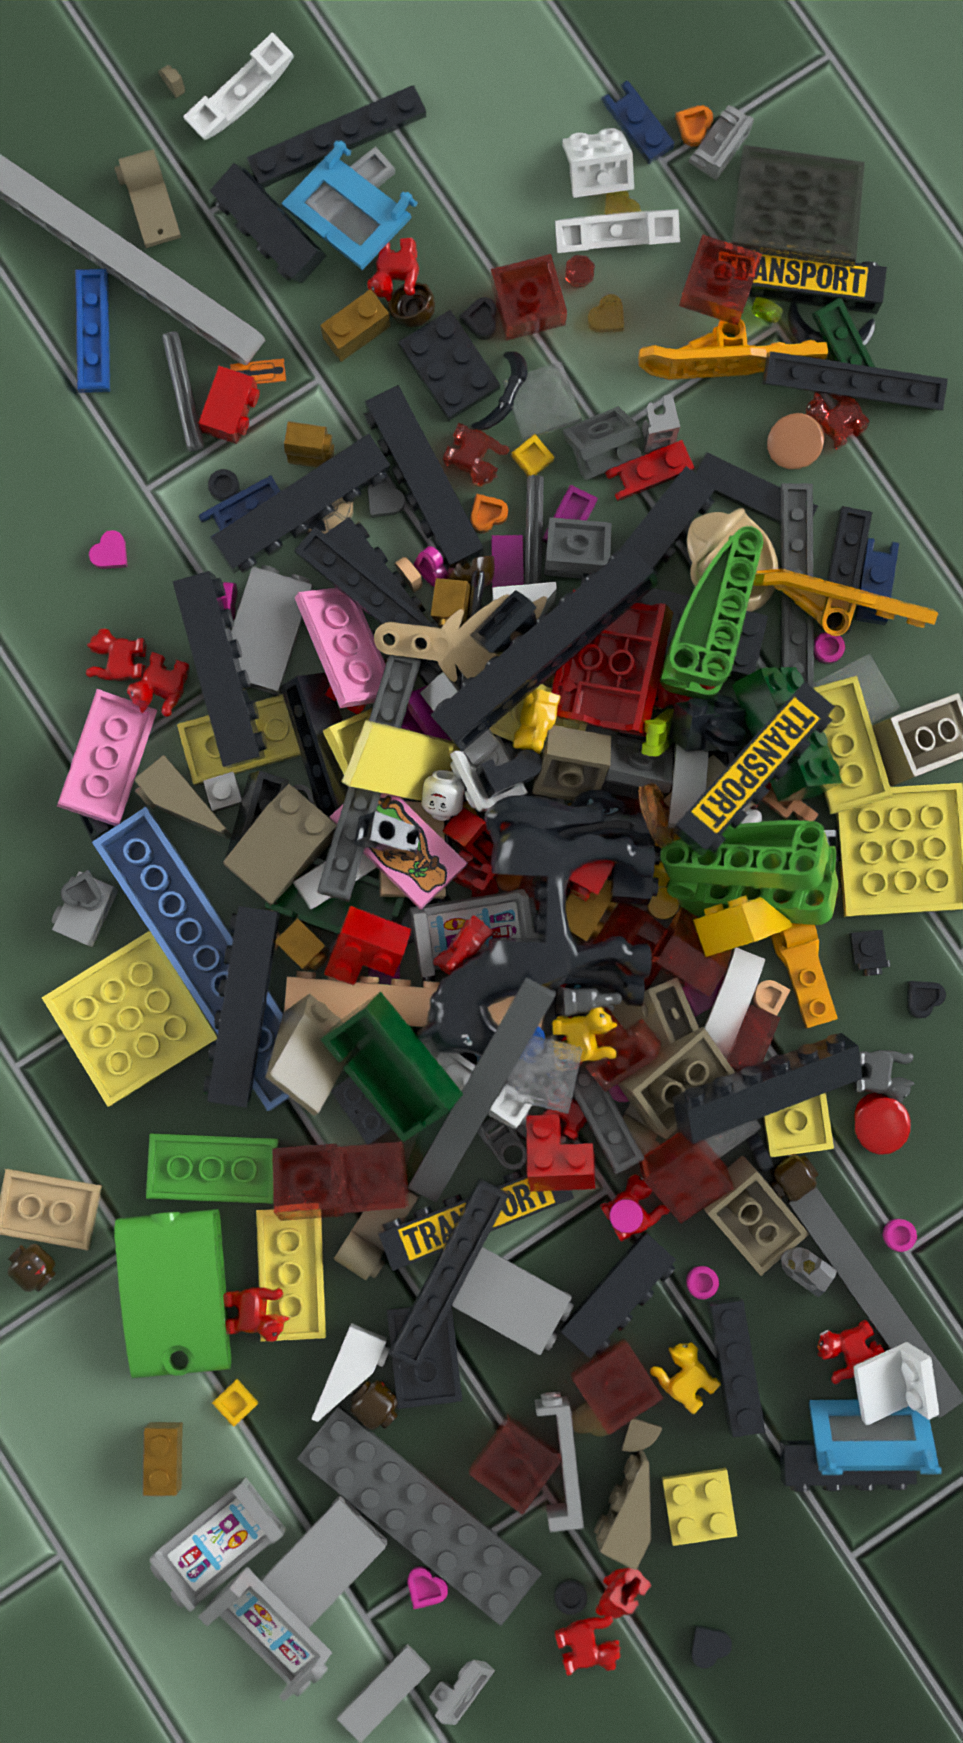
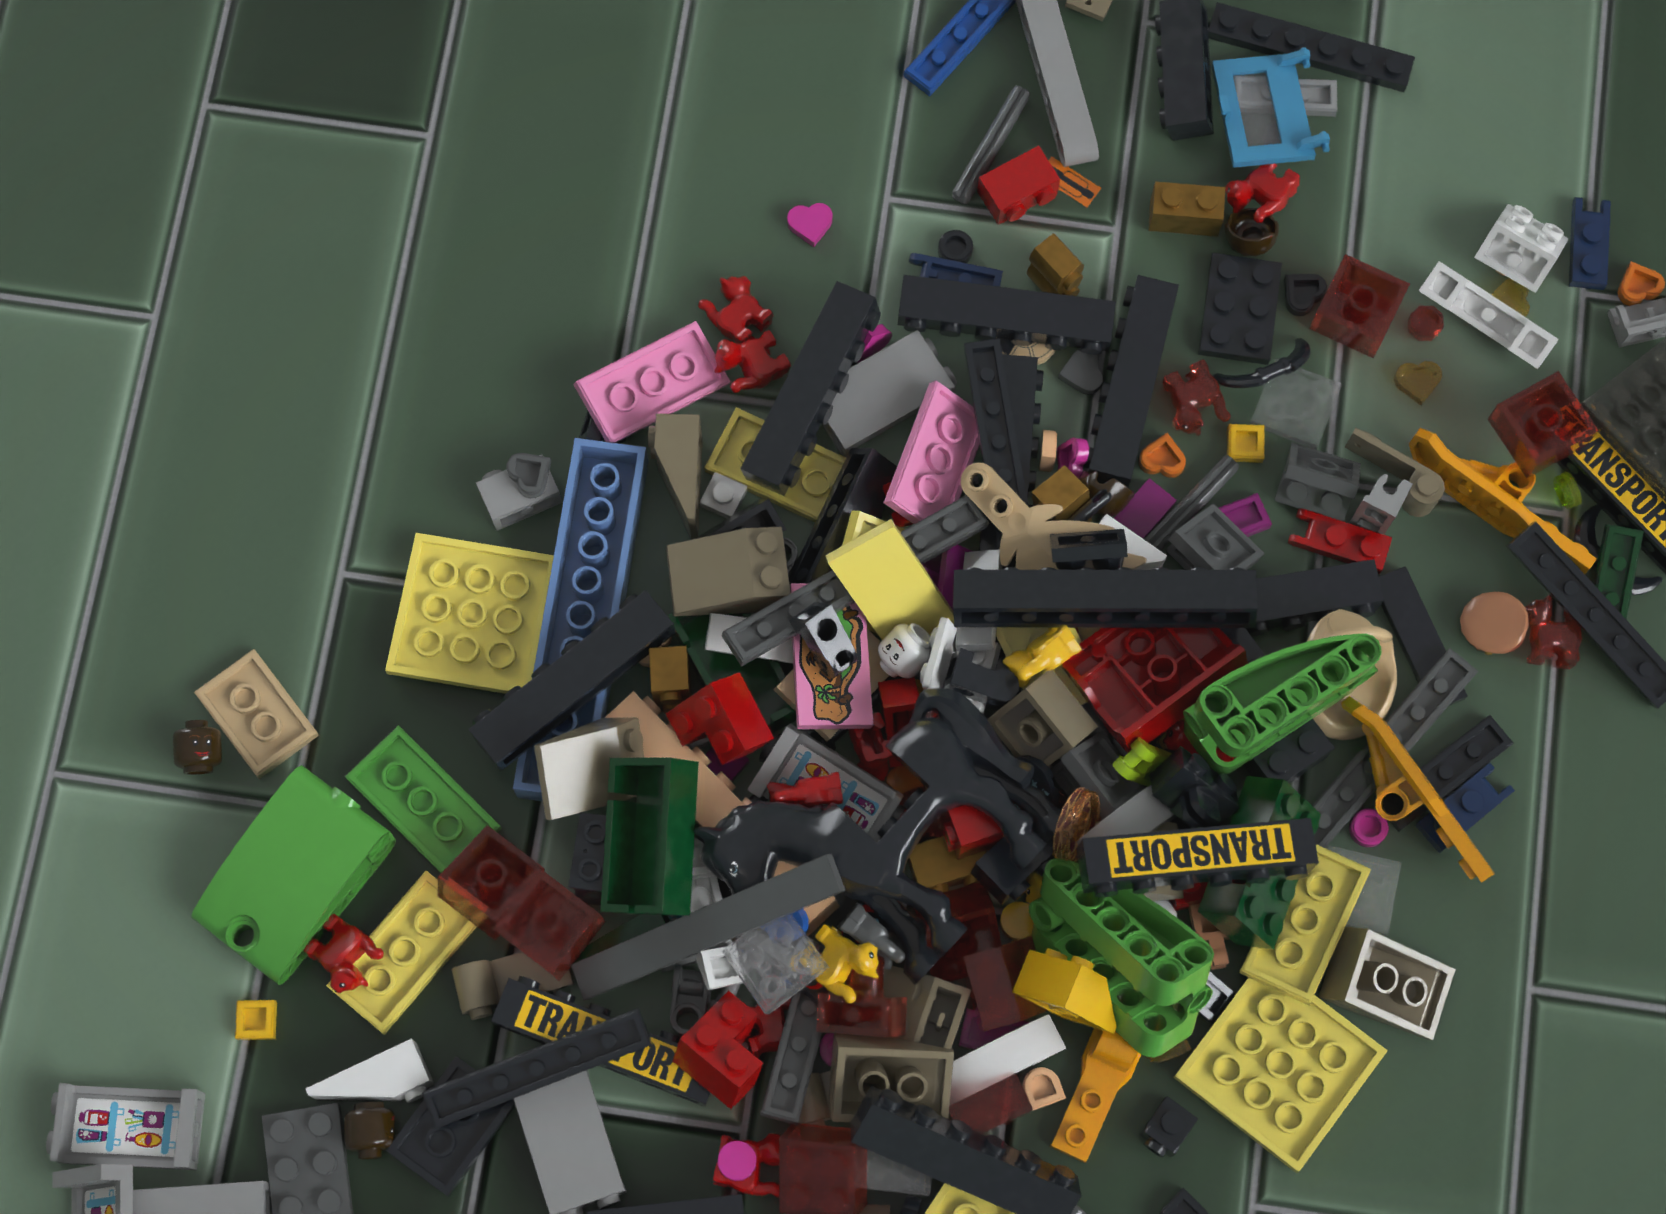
camera: 45 degrees right, 10 degrees down
(162, 1459) = (151, 1009): pearl gold brick -> none
(674, 383) = (1427, 484): none -> dark tan door

